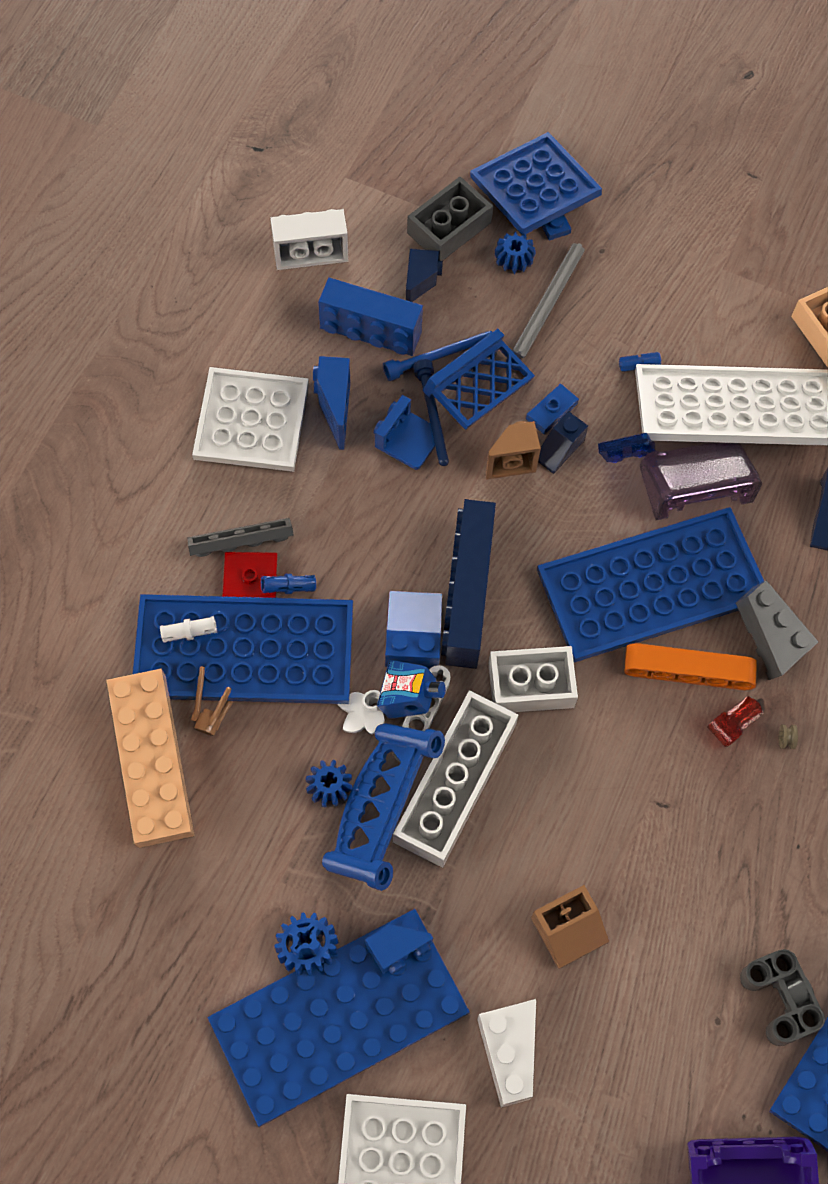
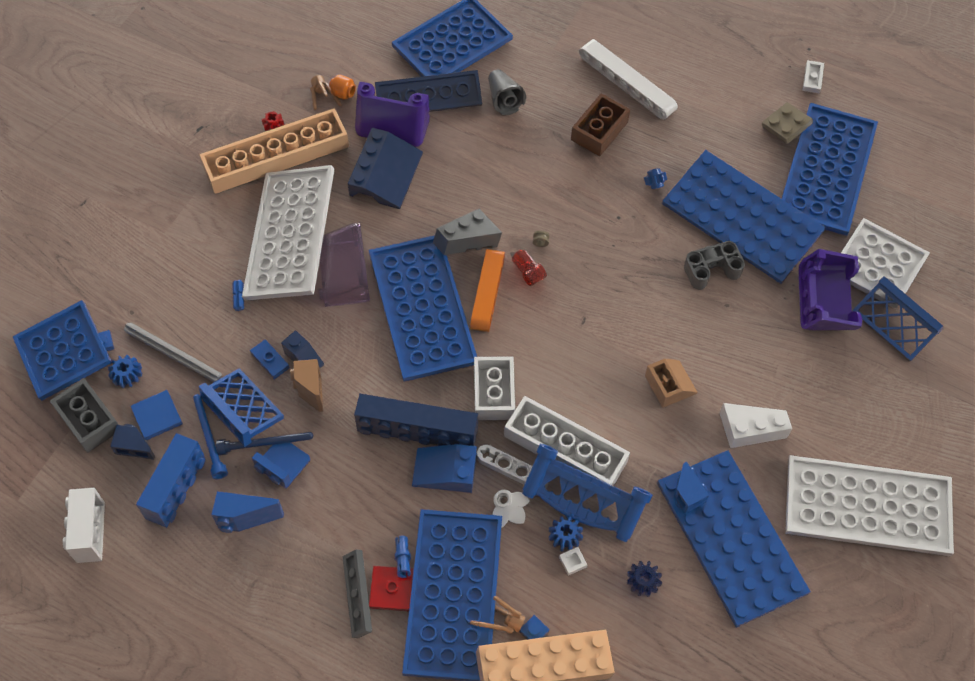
camera: 85 degrees left, 5 degrees down
(188, 629) = (439, 631): white pin -> none
(199, 750) = (534, 629): none -> blue plate
(251, 419) = (248, 583): white plate -> none
(259, 885) = (648, 573): none -> clear blue gear
(291, 794) = (573, 561): none -> white plate
(306, 948) = (680, 559): blue gear -> none
(408, 690) = (498, 470): torso -> none
(462, 295) = (156, 415): none -> blue tile
(618, 449) = (316, 316): clear blue plate -> none

